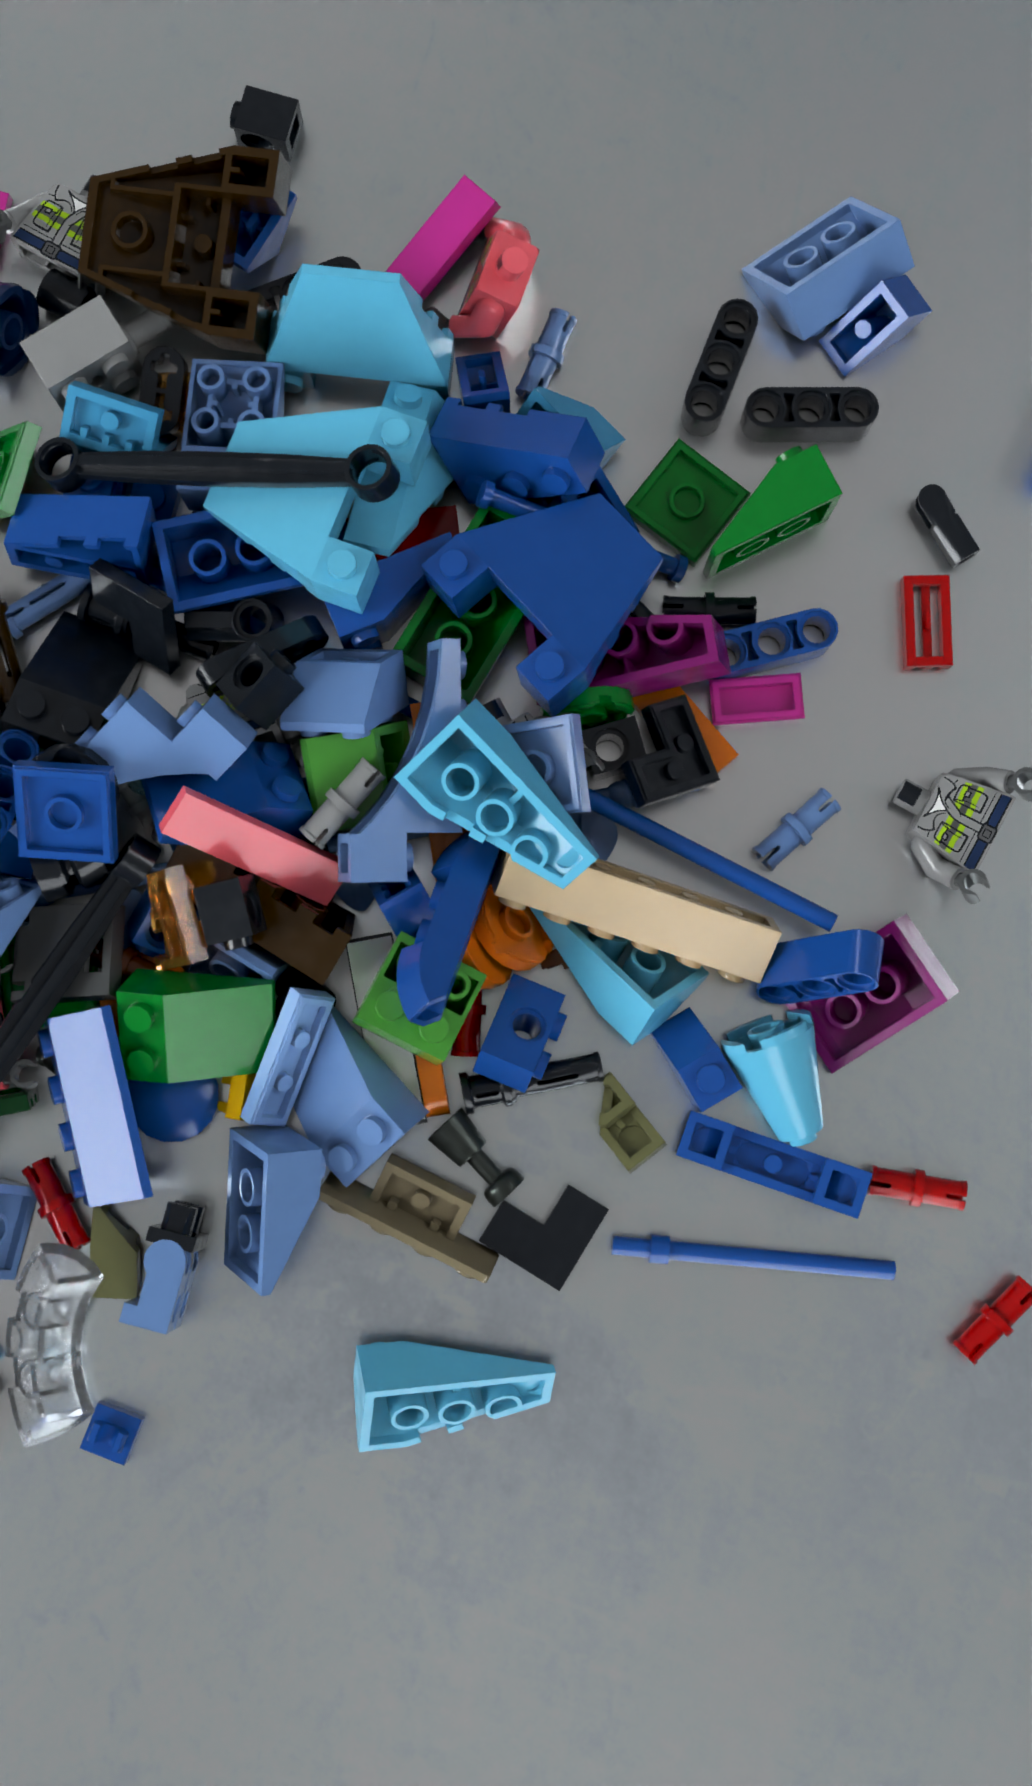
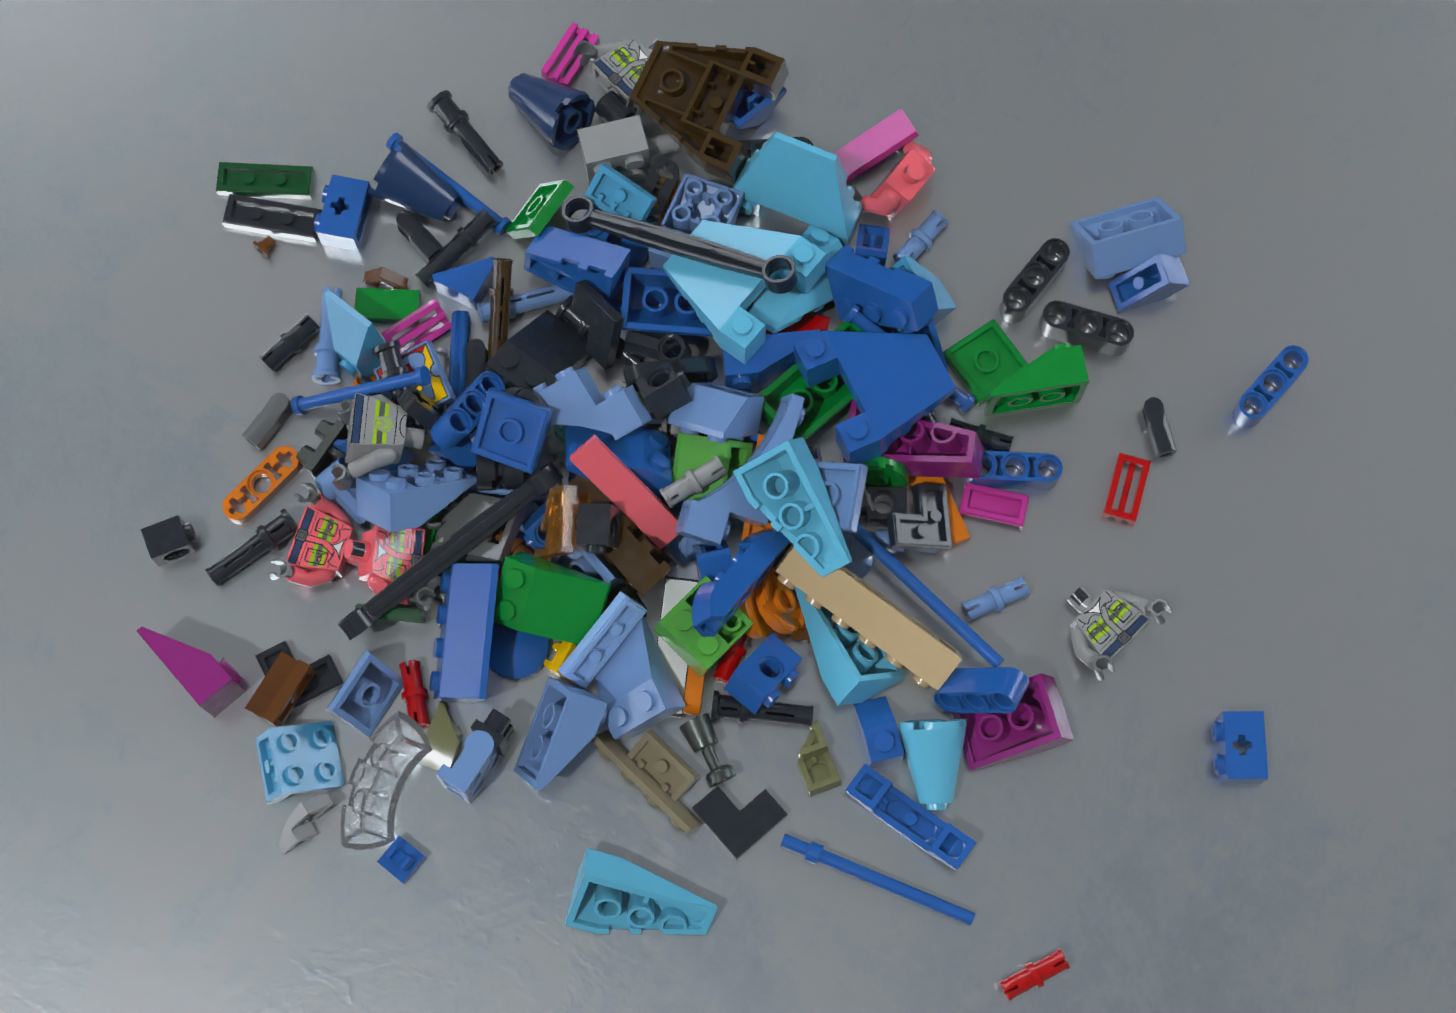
camera: 20 degrees right, 10 degrees down
(267, 121) = (782, 38): black brick -> none
(918, 1188) = (1005, 866): red pin -> none

